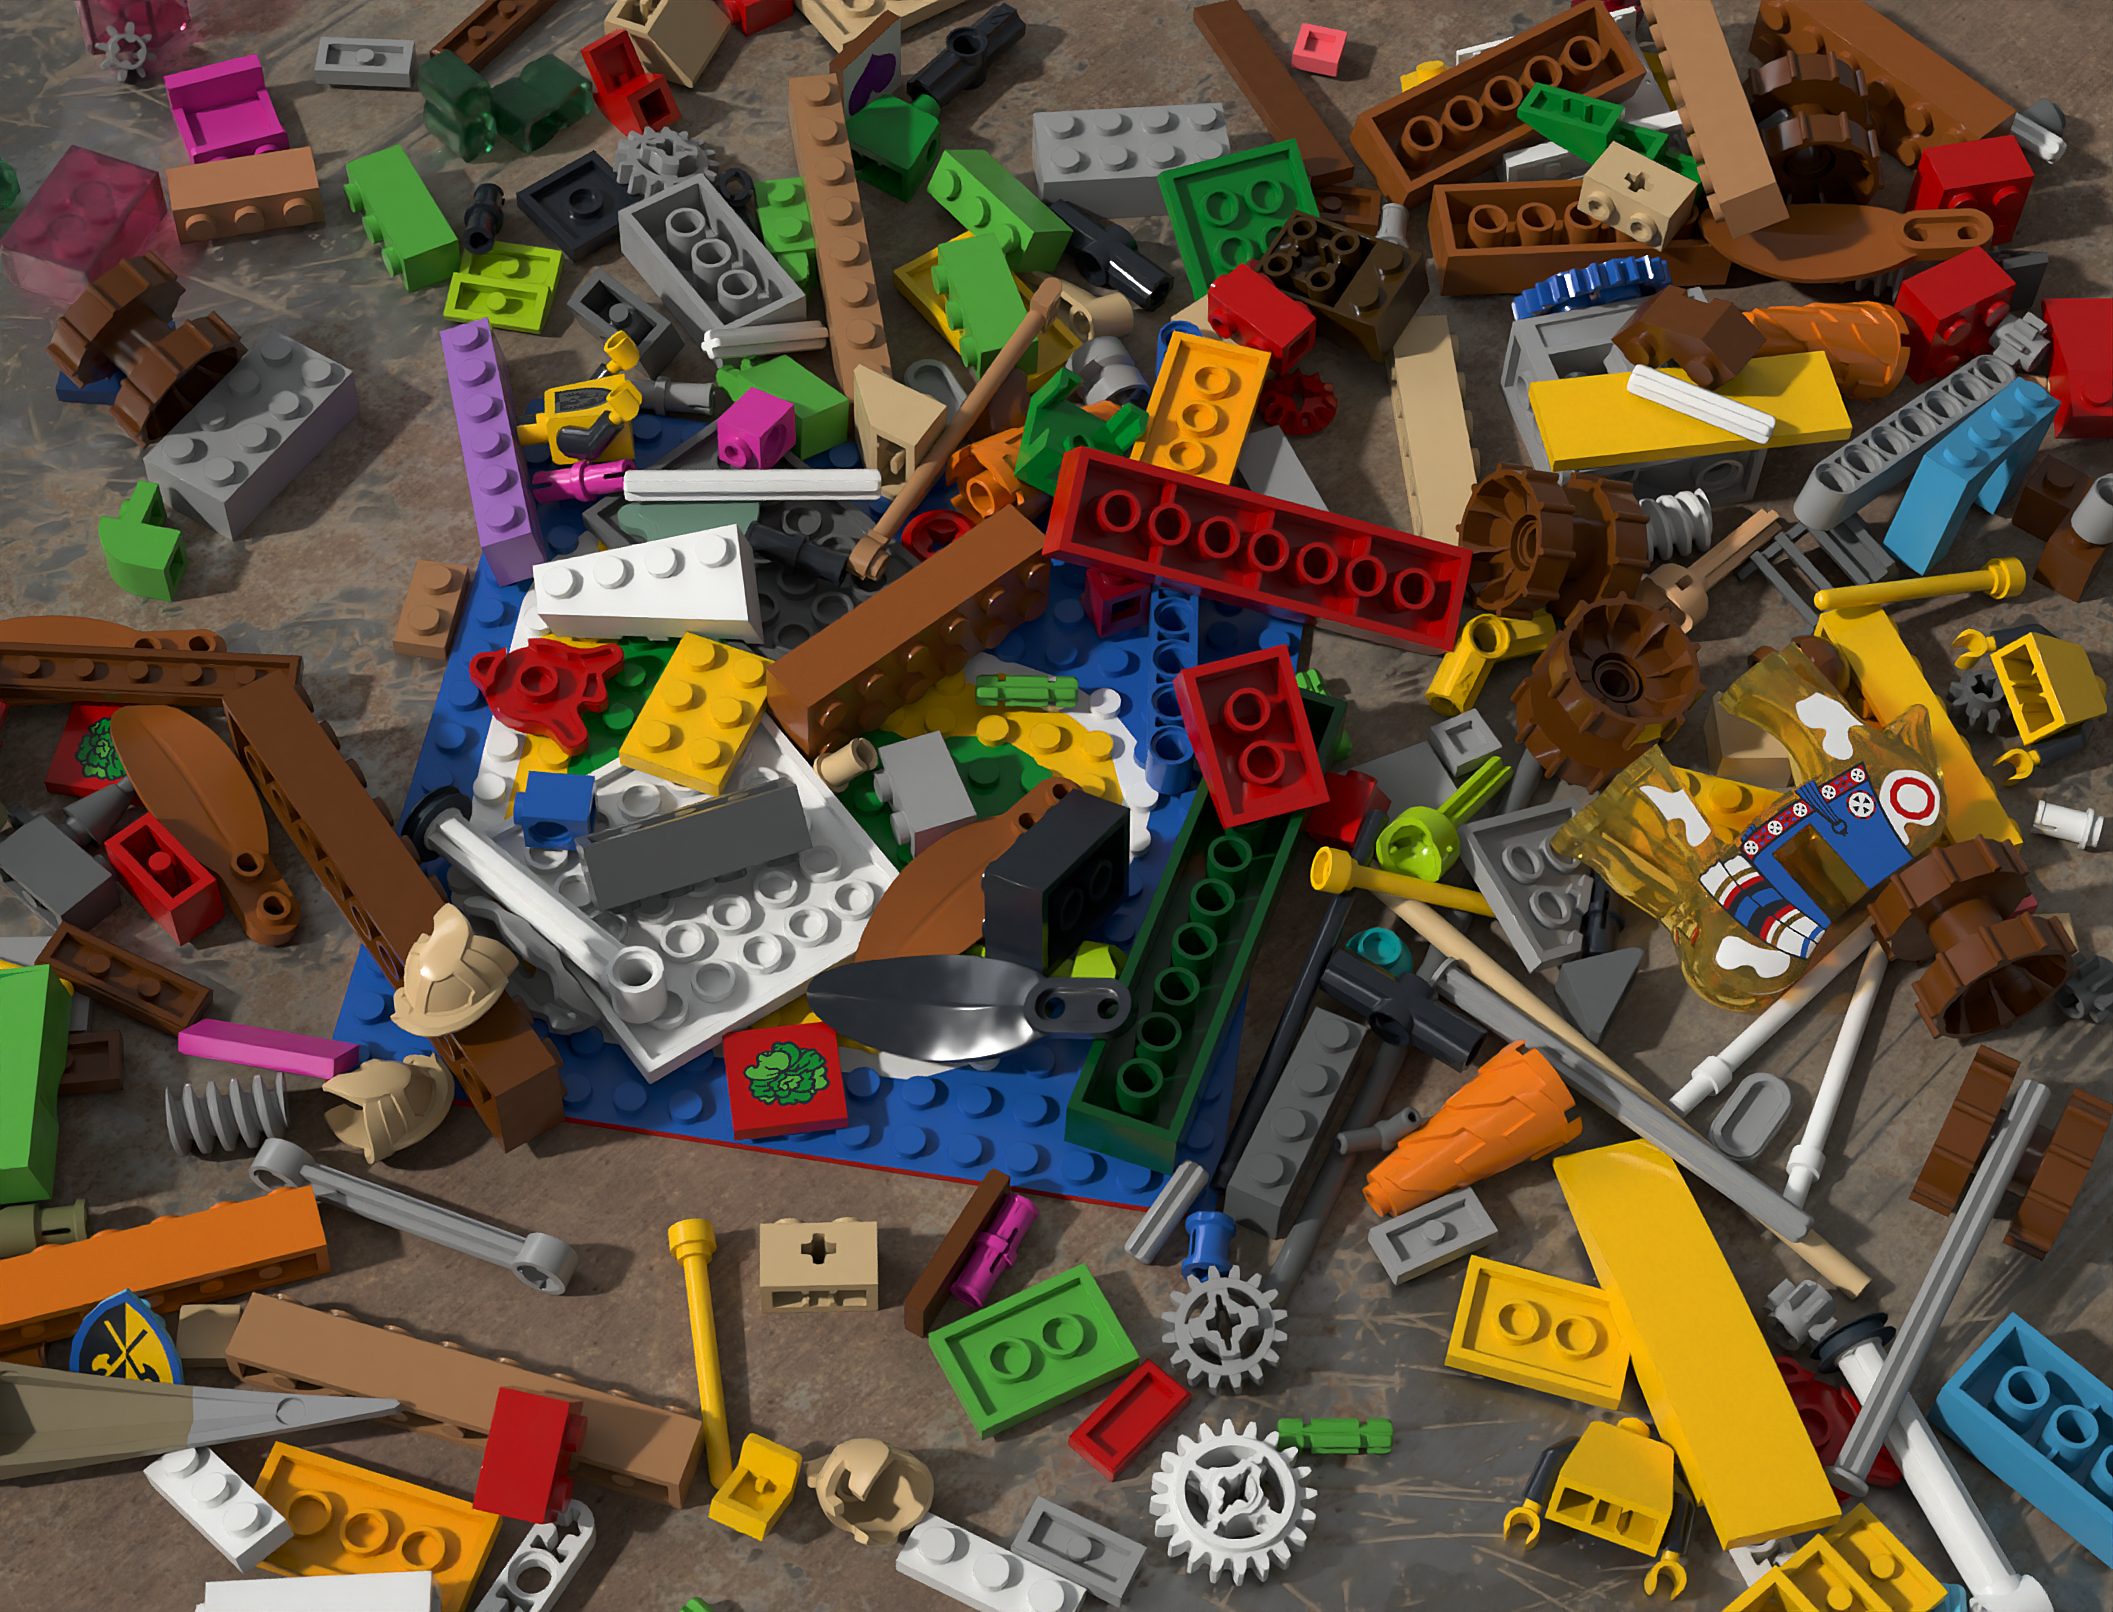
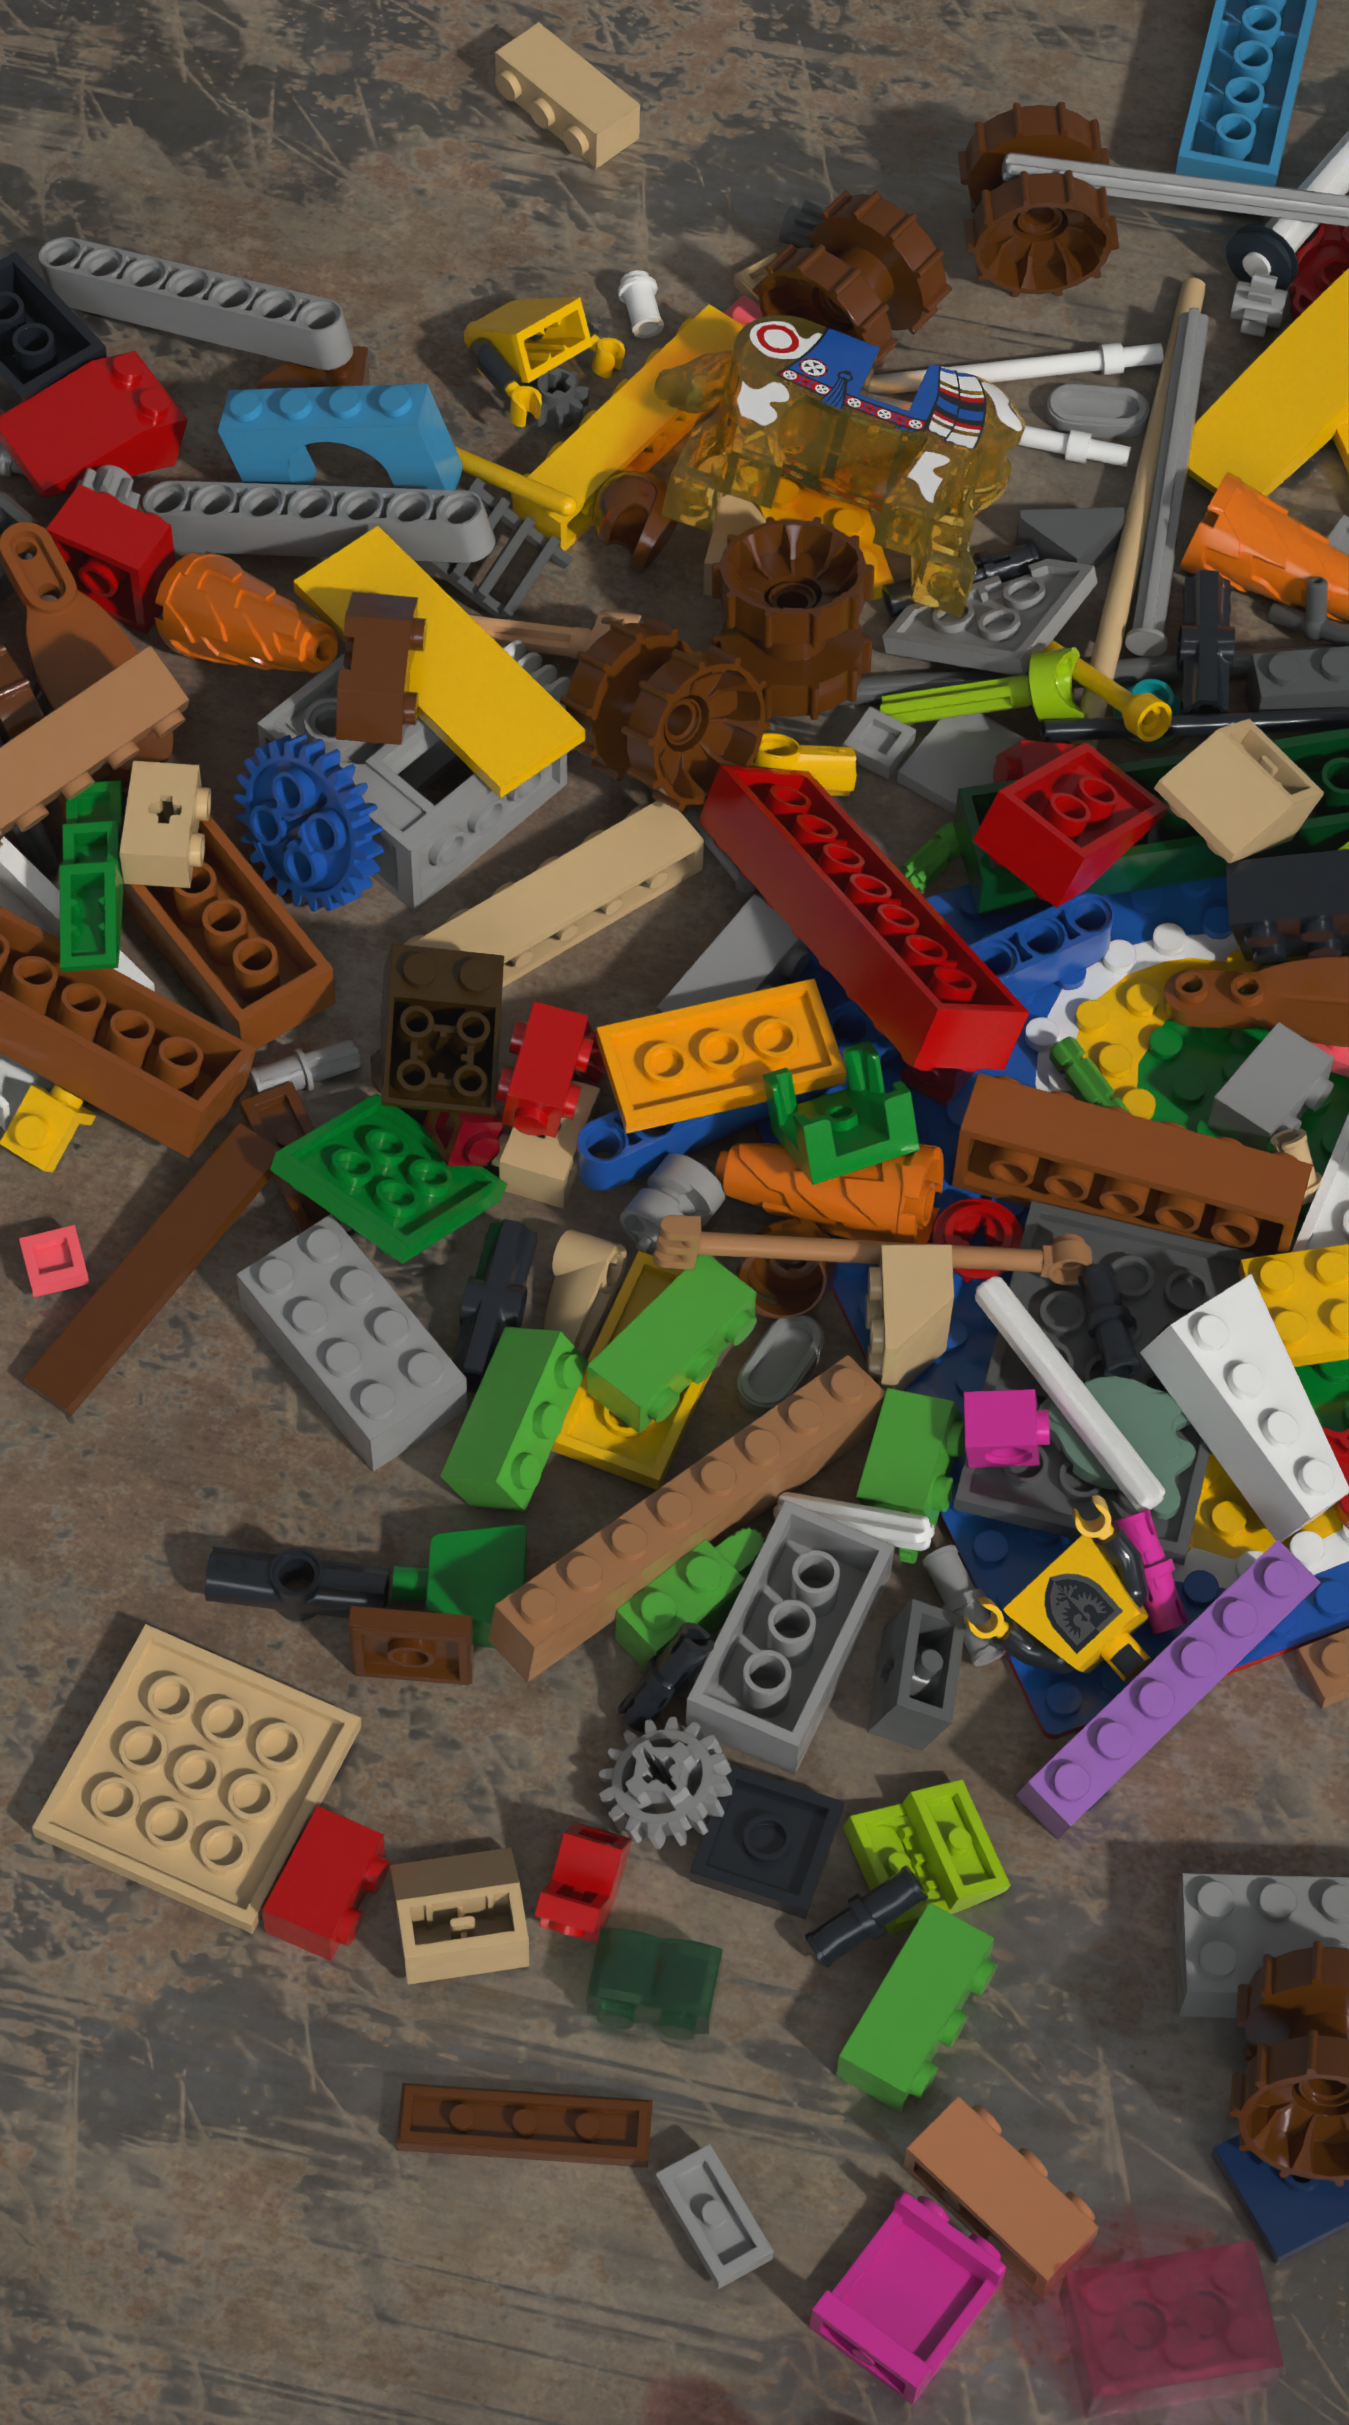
camera: 120 degrees left, 5 degrees up
(457, 106) = (743, 2030): clear green brick -> none
(1186, 843) = (1240, 792): none -> tan slope
(1701, 404) = (444, 636): white axle -> none

